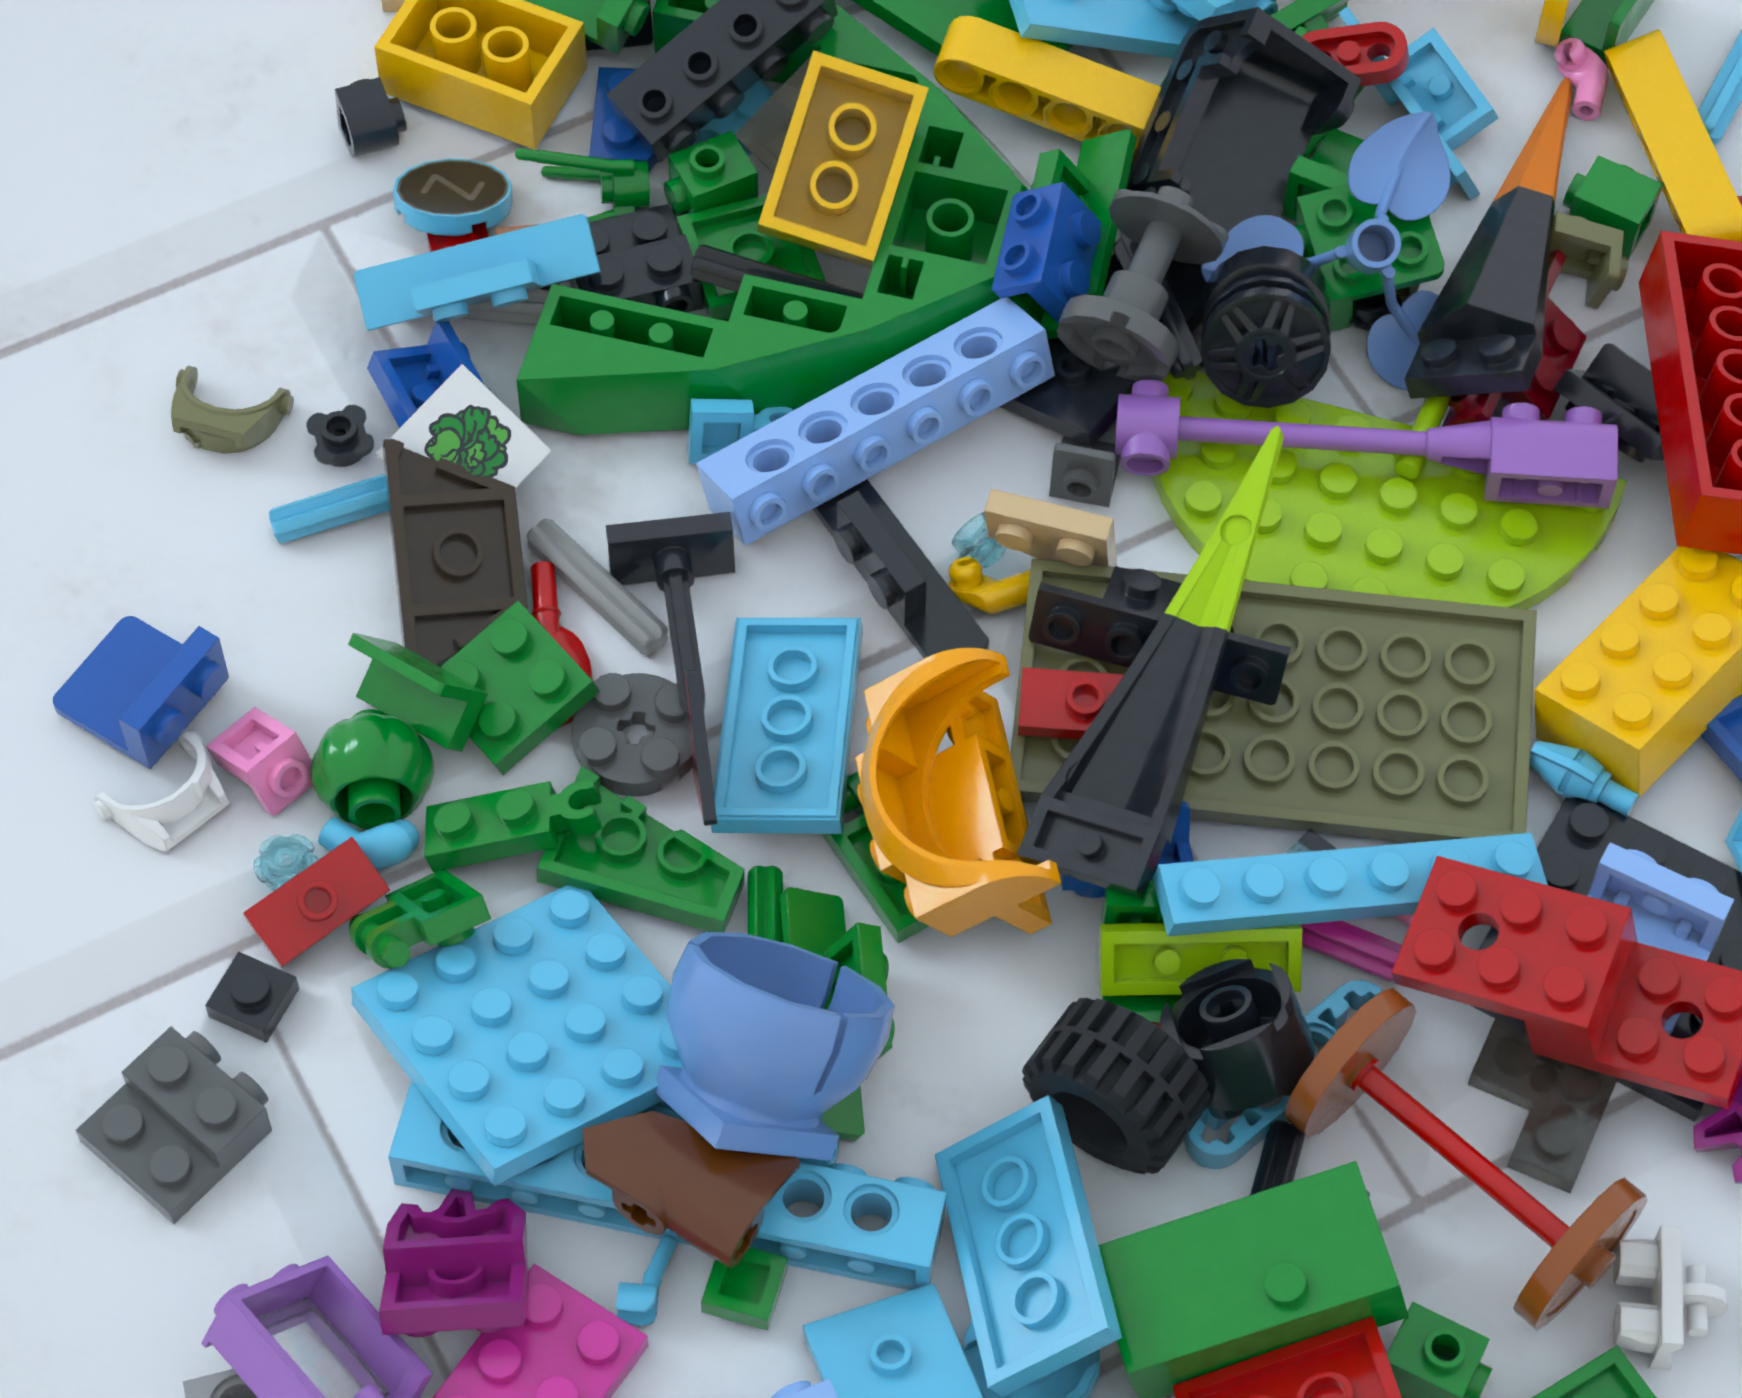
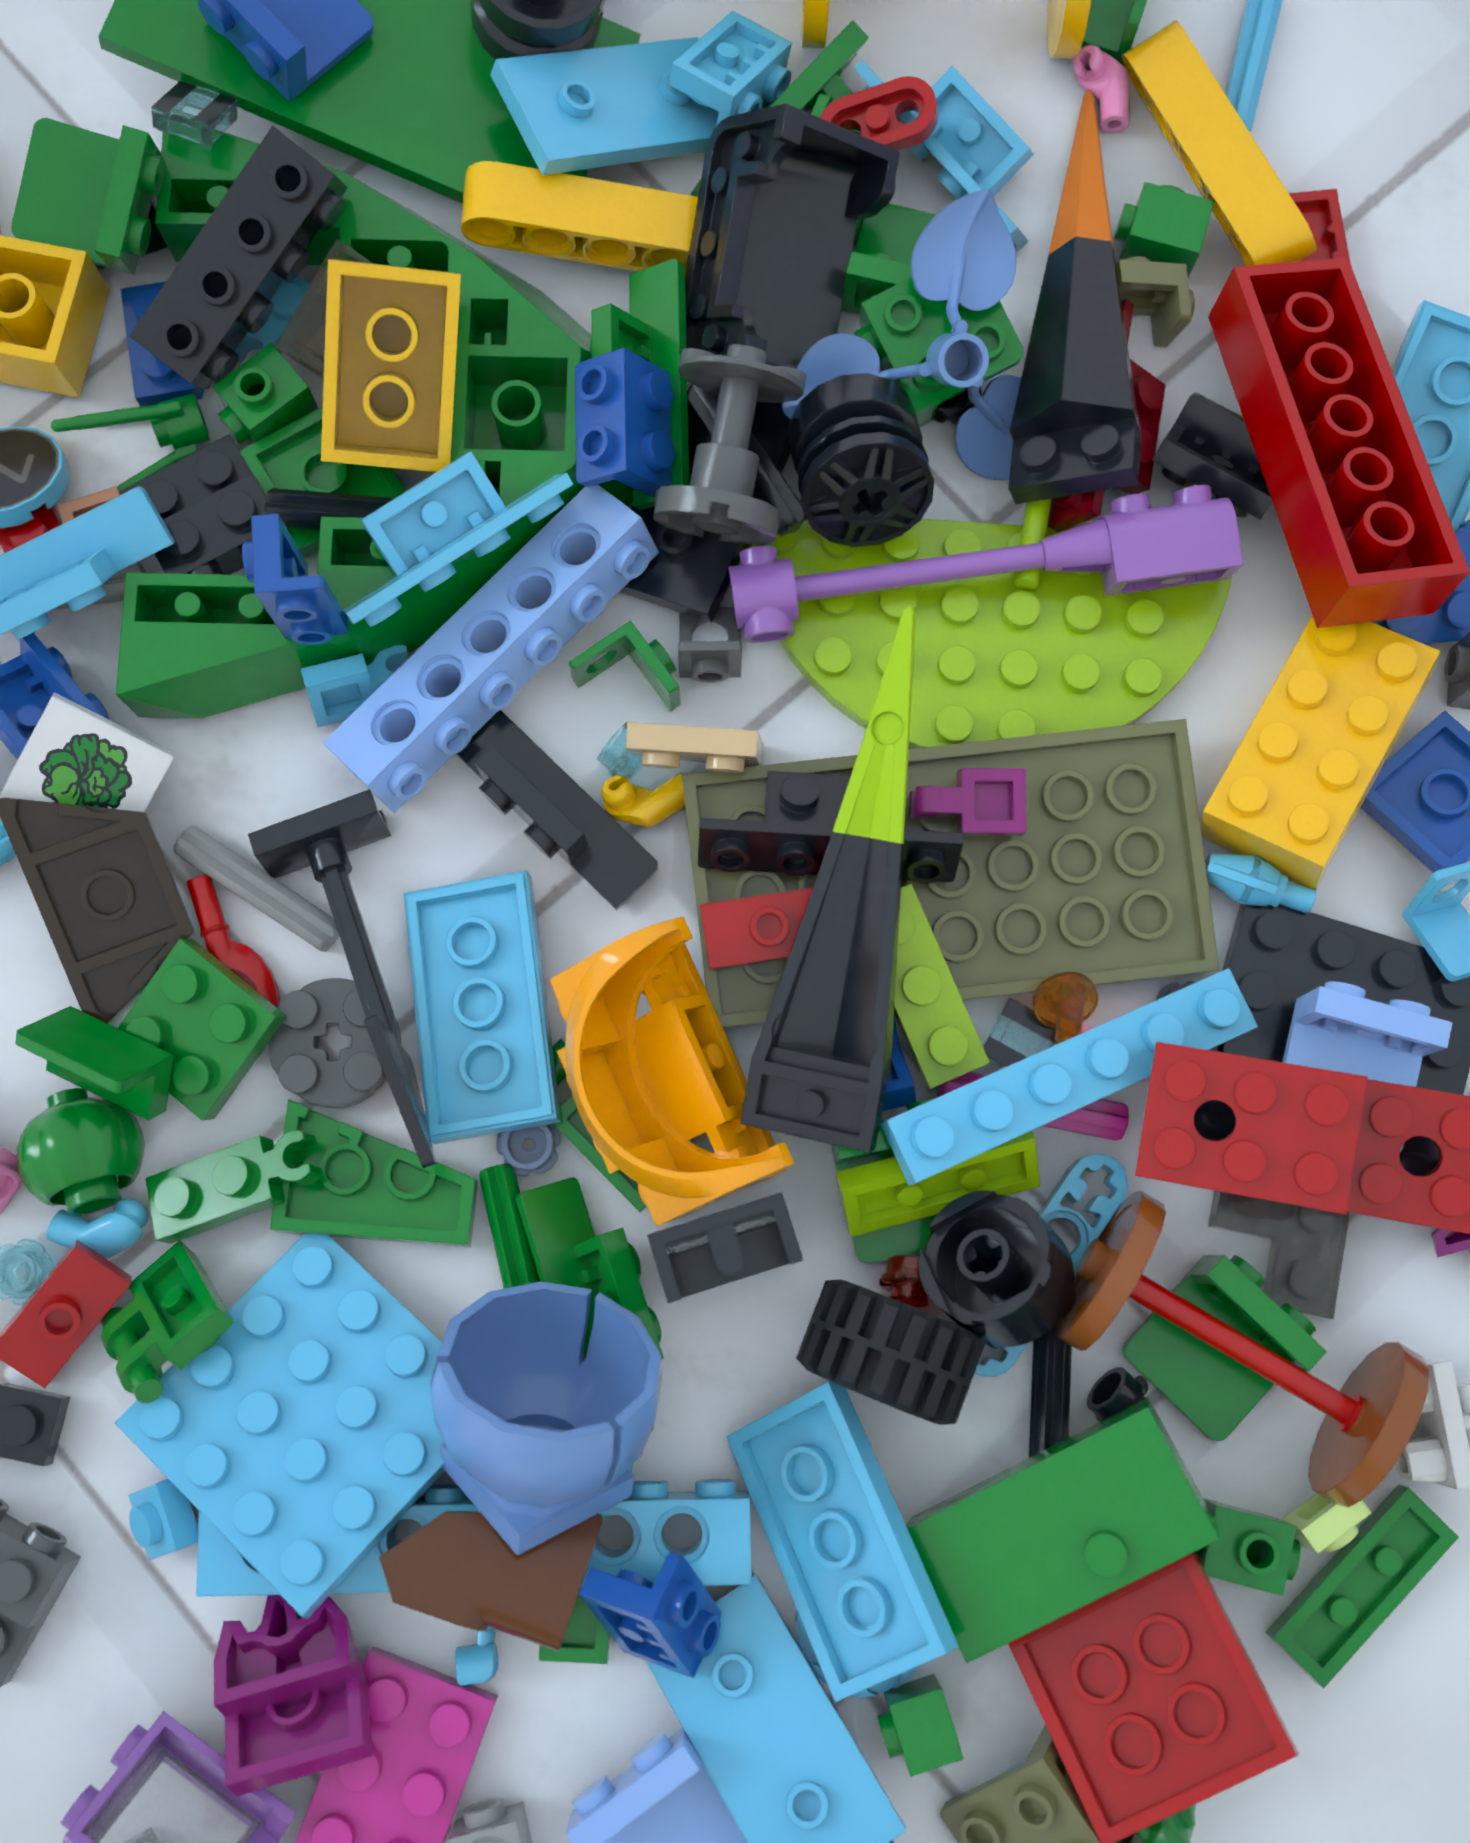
camera: 15 degrees left, 20 degrees up
(368, 1097) = (162, 1519): none -> medium azure plate
(710, 314) = (296, 602): none -> blue bracket
(814, 847) = (537, 1160): none -> sand blue plate
(829, 1262) = (659, 1622): none -> blue bracket
(857, 291) = (441, 522): none -> medium azure bracket
(976, 956) = (724, 1247): none -> black window
(1006, 450) = (649, 658): none -> green bracket
(1223, 788) = (930, 1003): none -> lime plate
(1319, 632) = (983, 801): none -> magenta plate
(1362, 826) = (1065, 1003): none -> clear orange plate
(1429, 1200) = (1199, 1379): none -> green bracket
(1527, 1357) = (1324, 1524): none -> yellowish green plate

